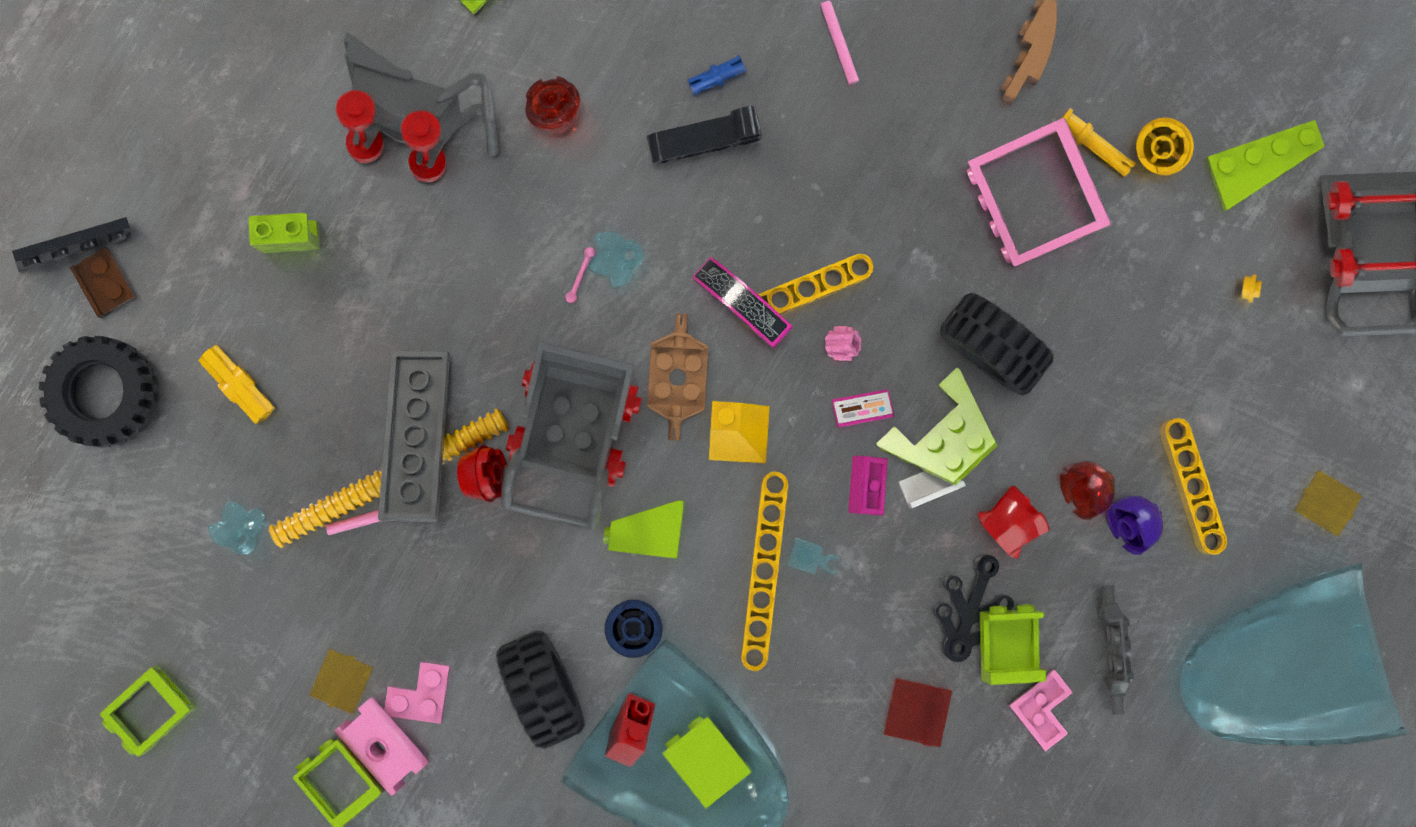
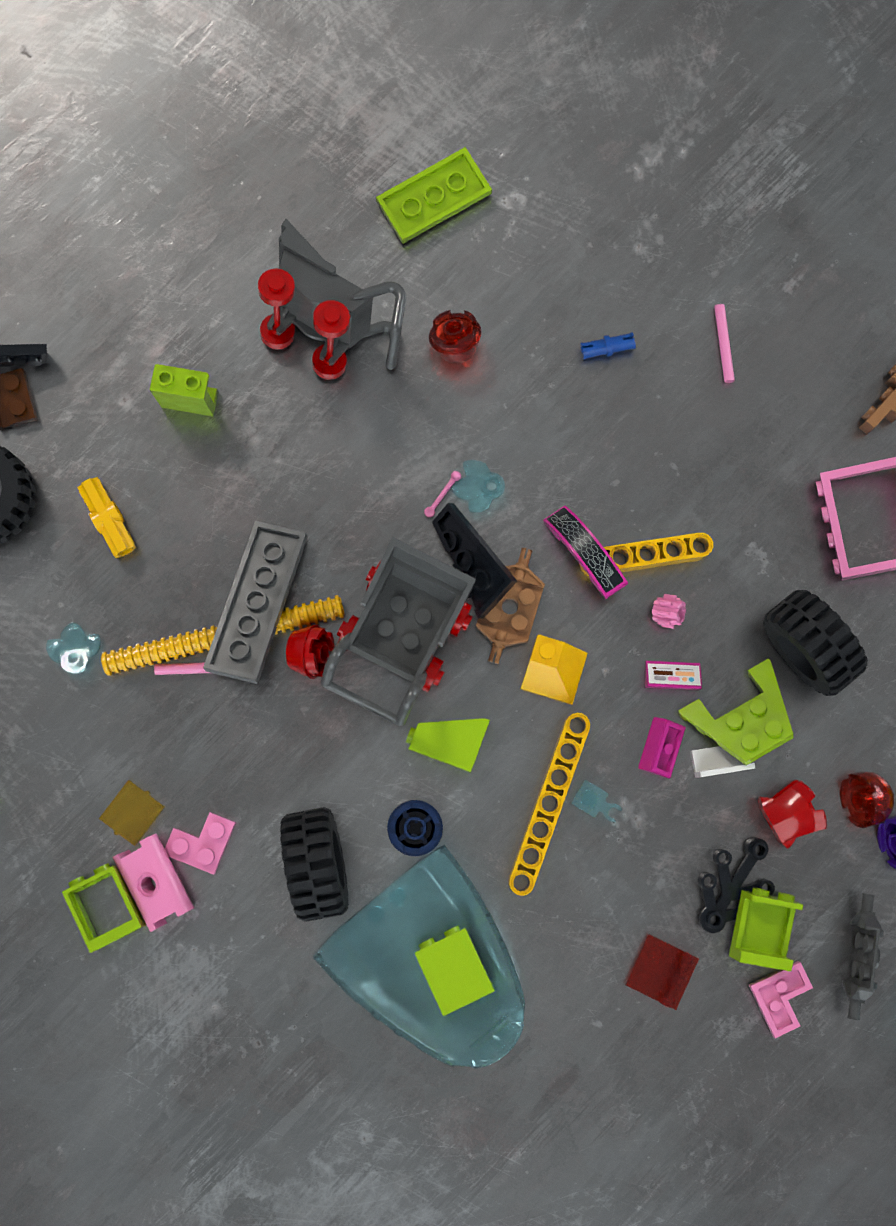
camera: 10 degrees right, 5 degrees down
(628, 338) = (473, 558): none -> black wing
(630, 731) = (389, 924): red slope -> none
(705, 137) = (587, 397): black beam -> none

